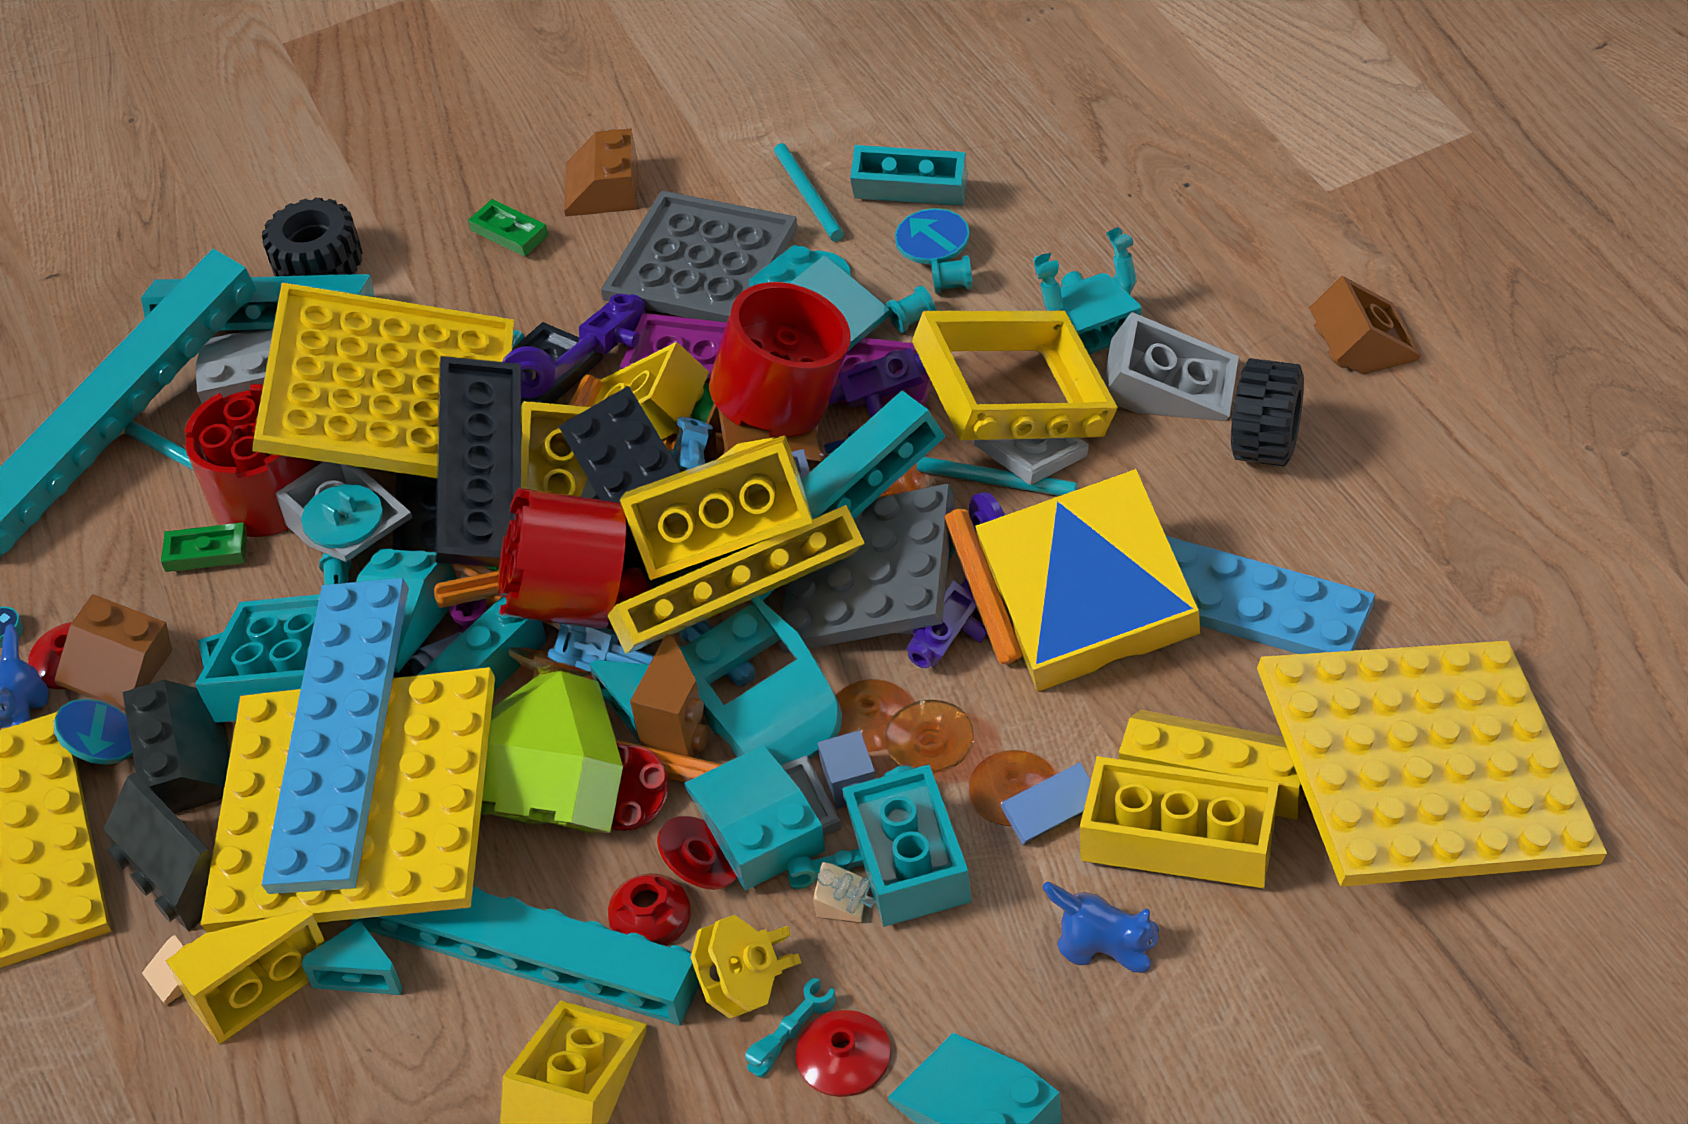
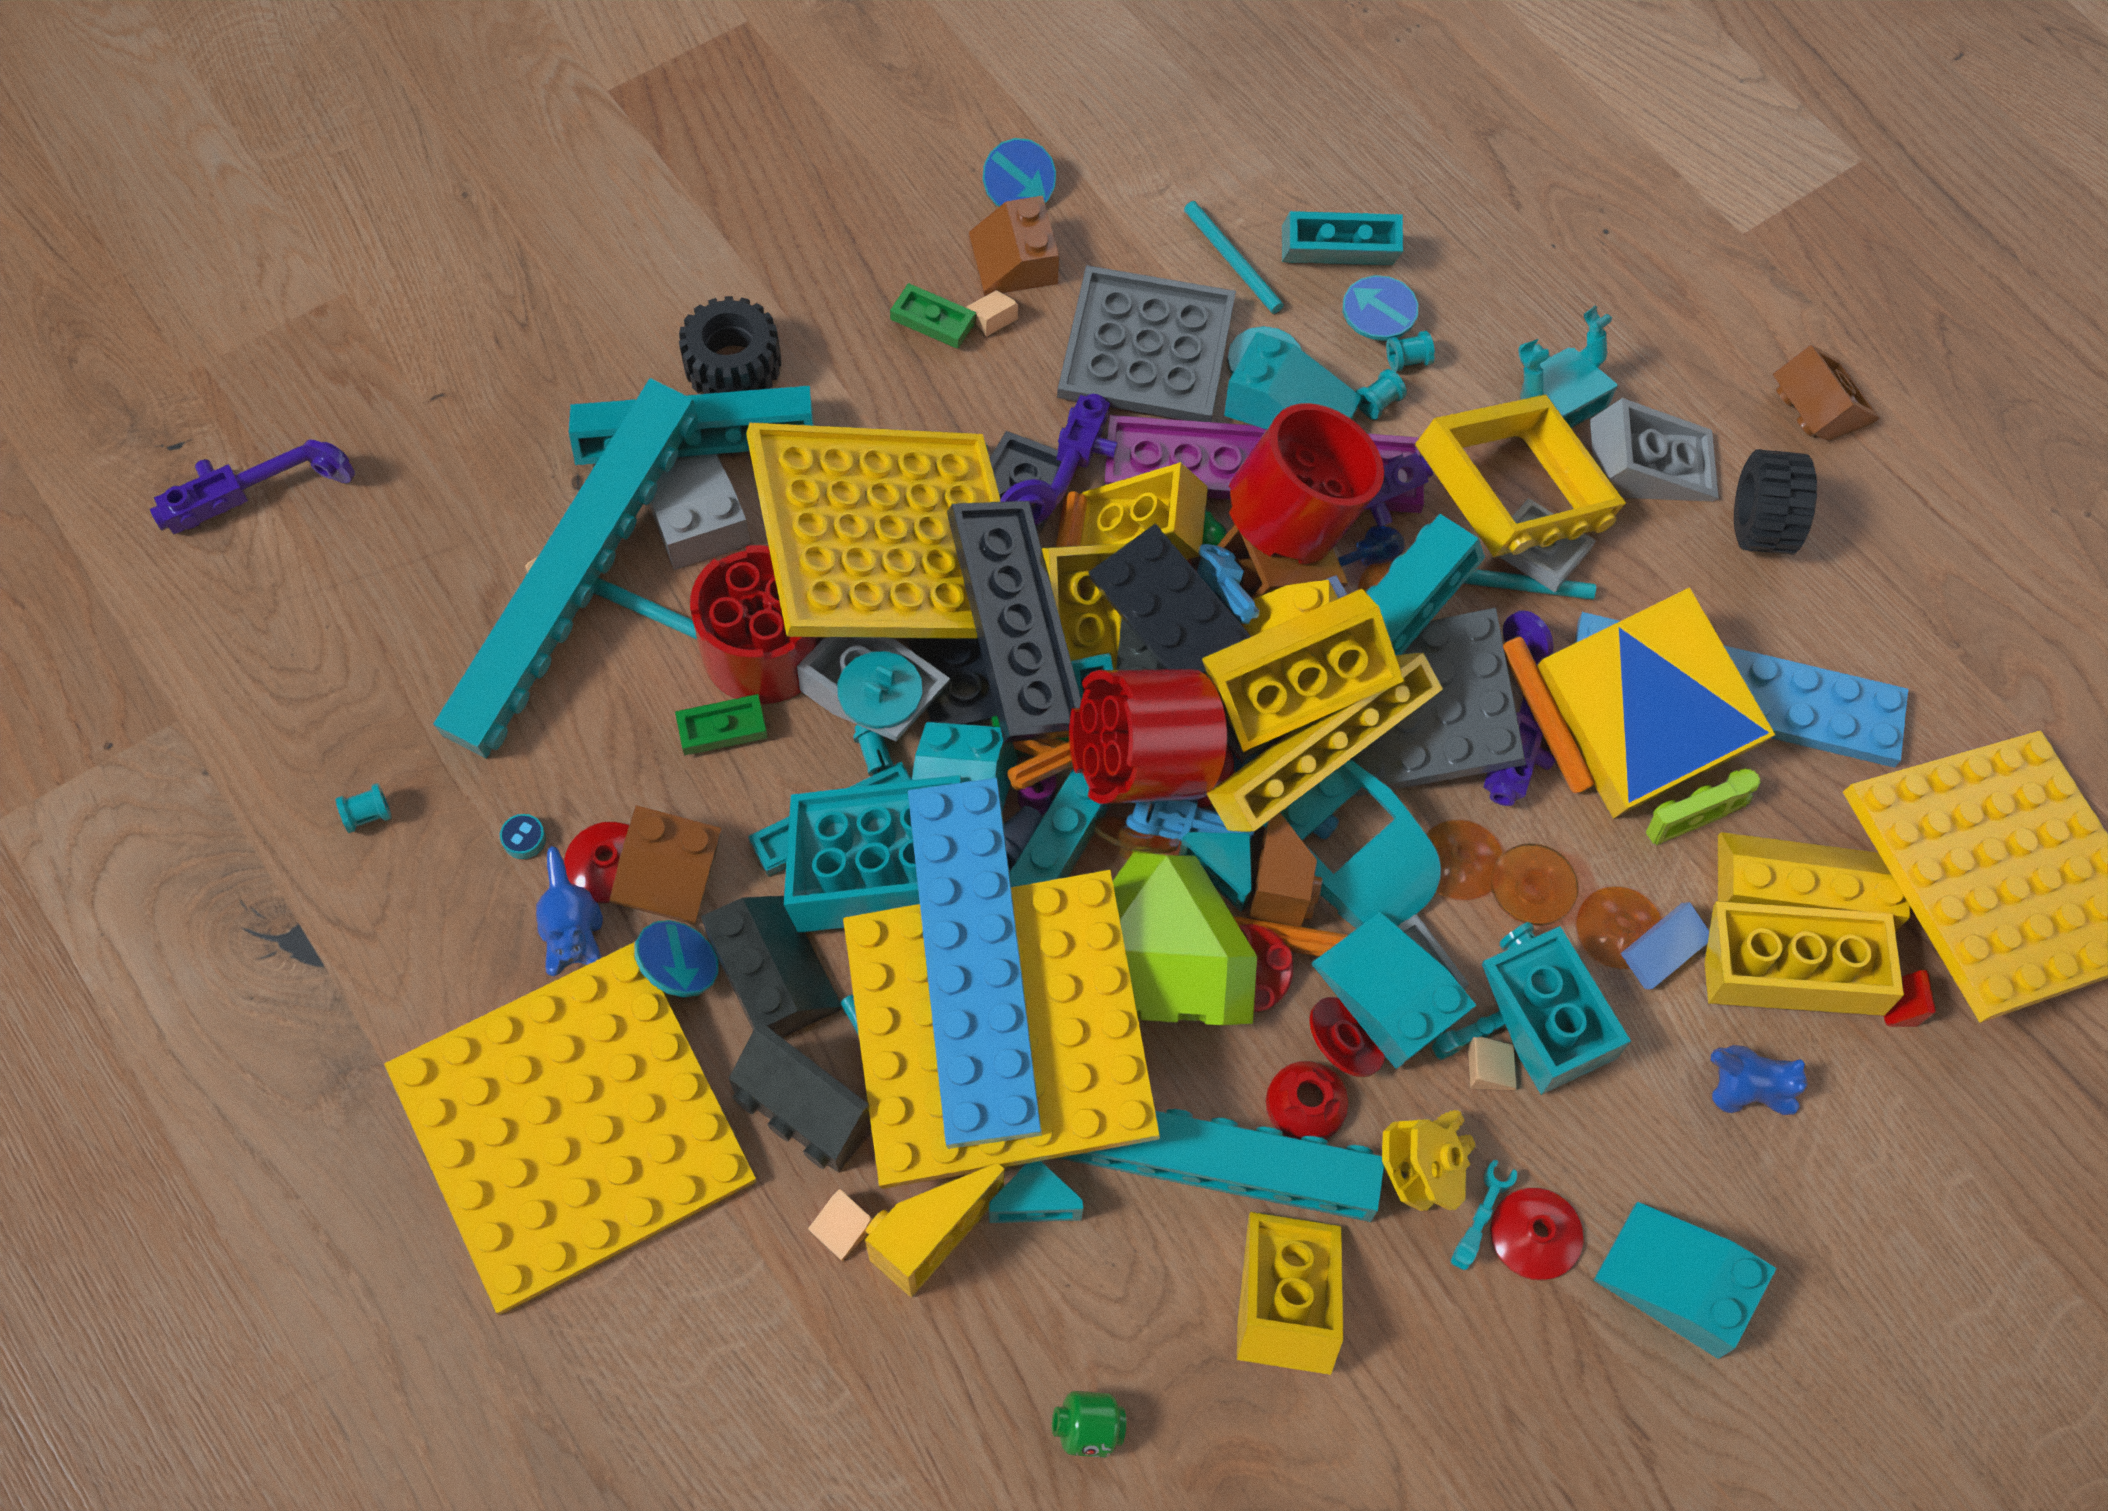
camera: 20 degrees left, 15 degrees up
(567, 229) = (994, 312): none -> light nougat slope
(624, 107) = (1018, 171): none -> blue piece
(844, 887) = (1512, 1067): clear hair -> none
(845, 764) = (1466, 929): sand blue brick -> none
(1125, 682) = (1702, 806): none -> lime hinge
(1289, 875) = (1916, 1003): none -> red slope

